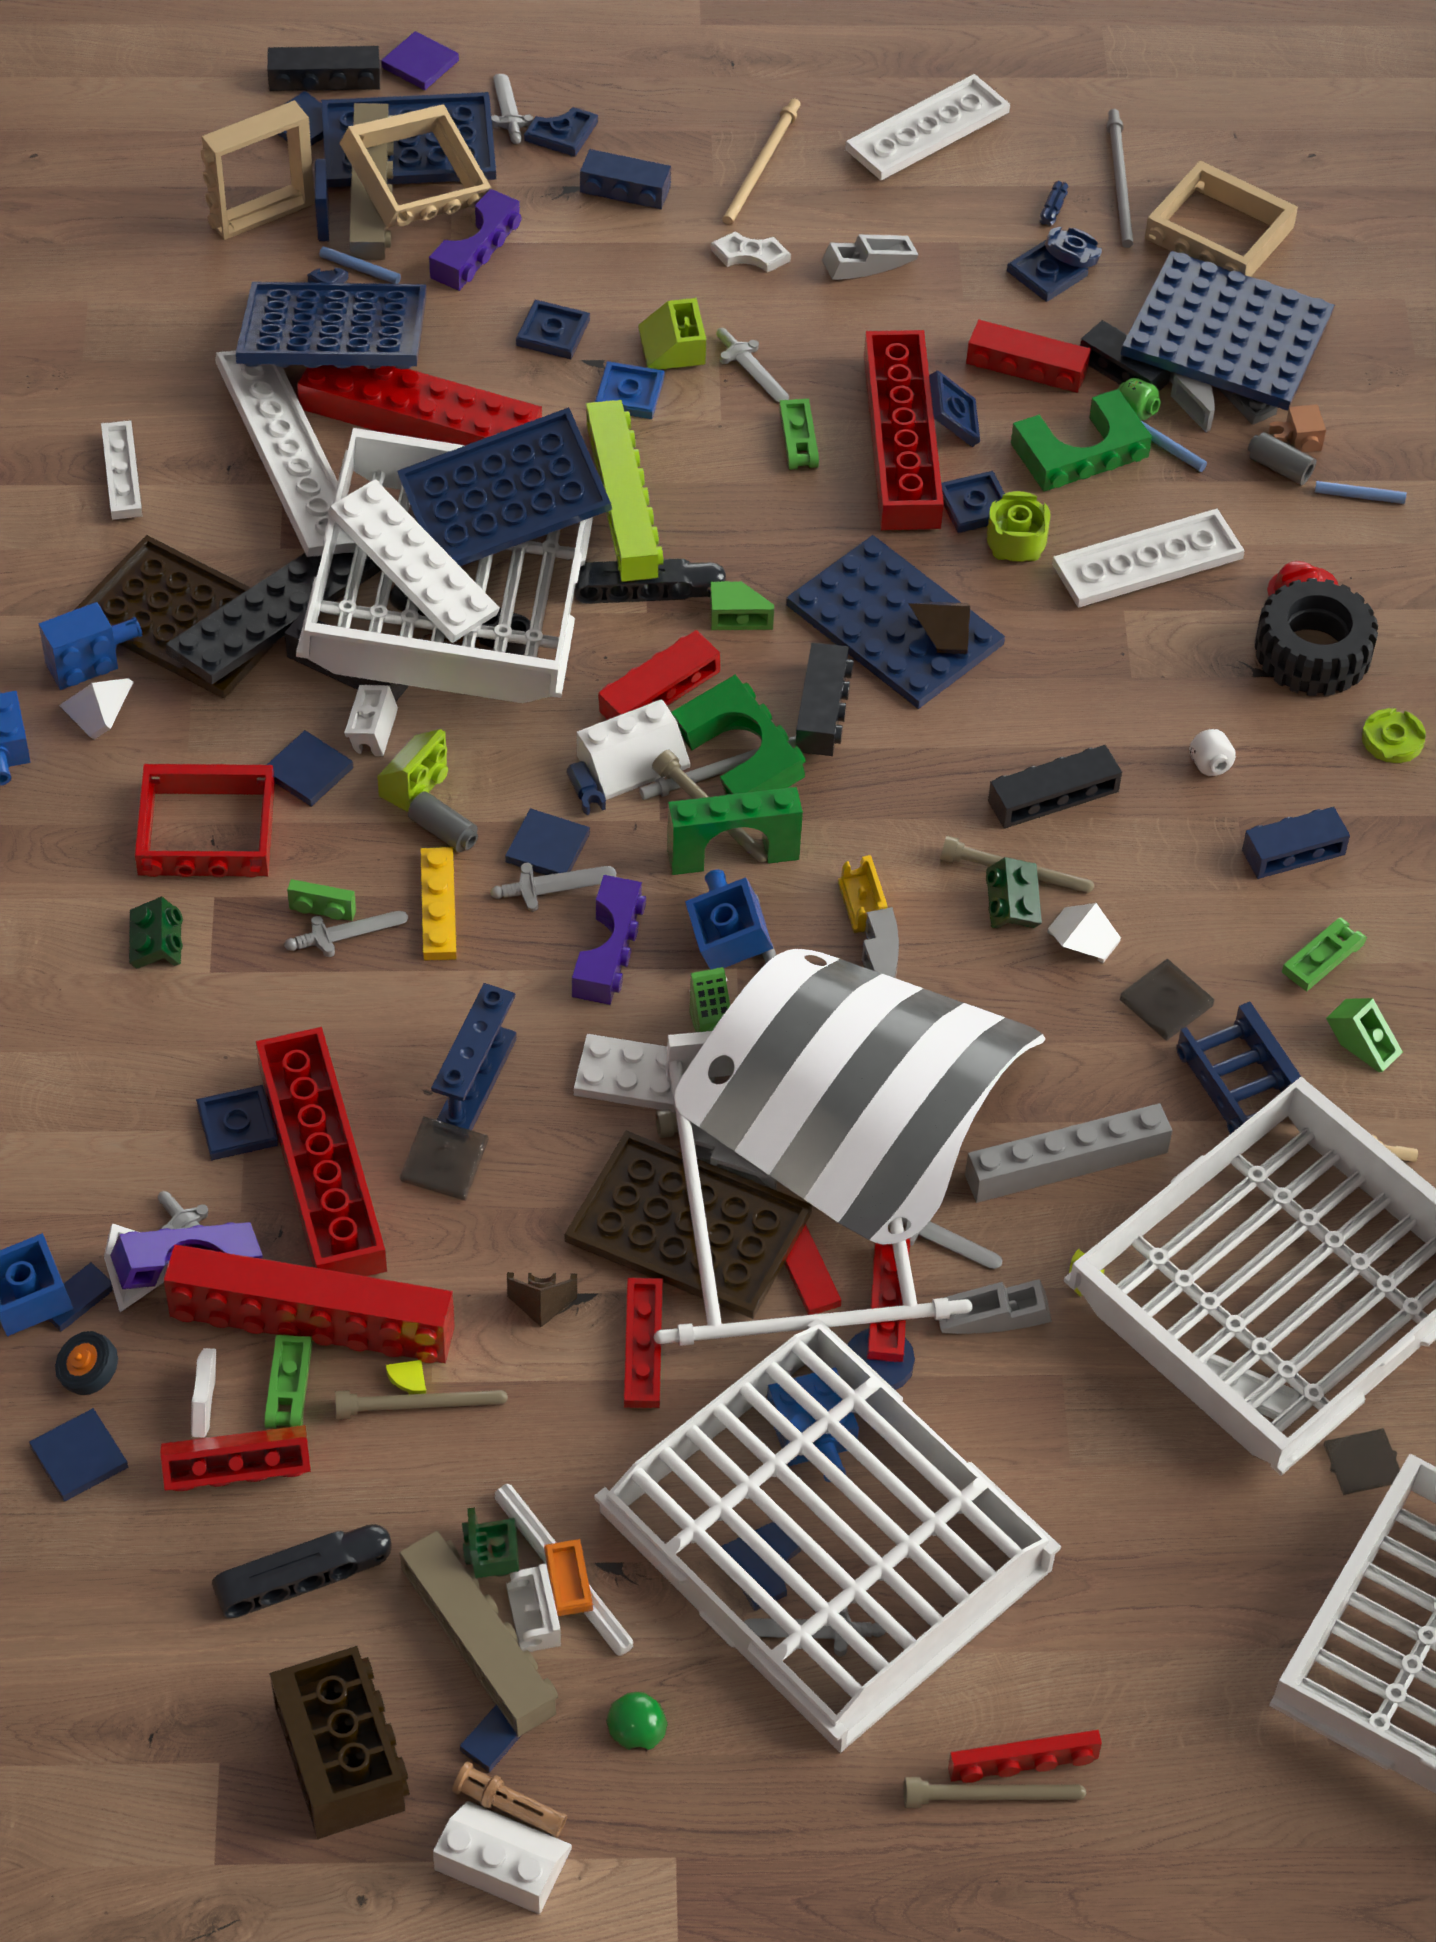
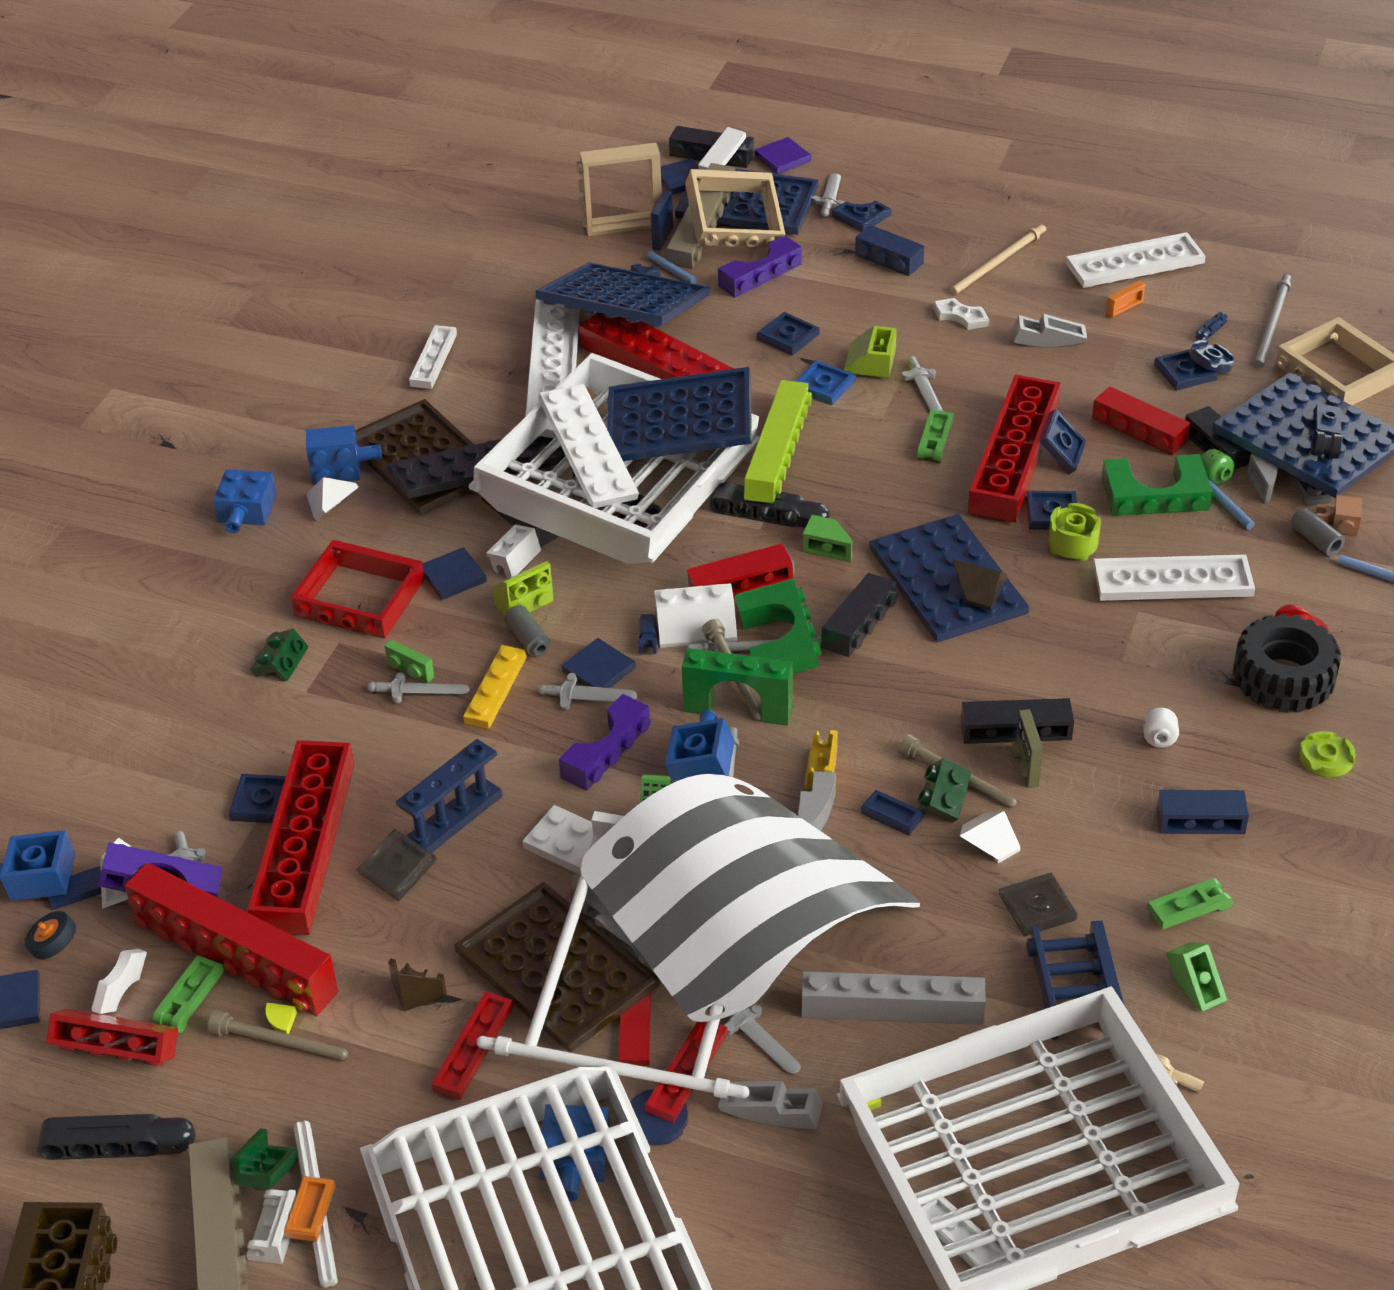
camera: 25 degrees right, 10 degrees down
(349, 76) = (723, 148): none -> white tile
(756, 1567) = (487, 1241): dark blue tile -> none
(941, 188) = (1125, 299): none -> orange tile
(965, 935) = (892, 812): none -> dark blue tile
(1087, 819) = (1028, 749): none -> olive plate
(1245, 312) = (1328, 419): none -> plate
(1260, 346) = (1326, 444): none -> black wheel

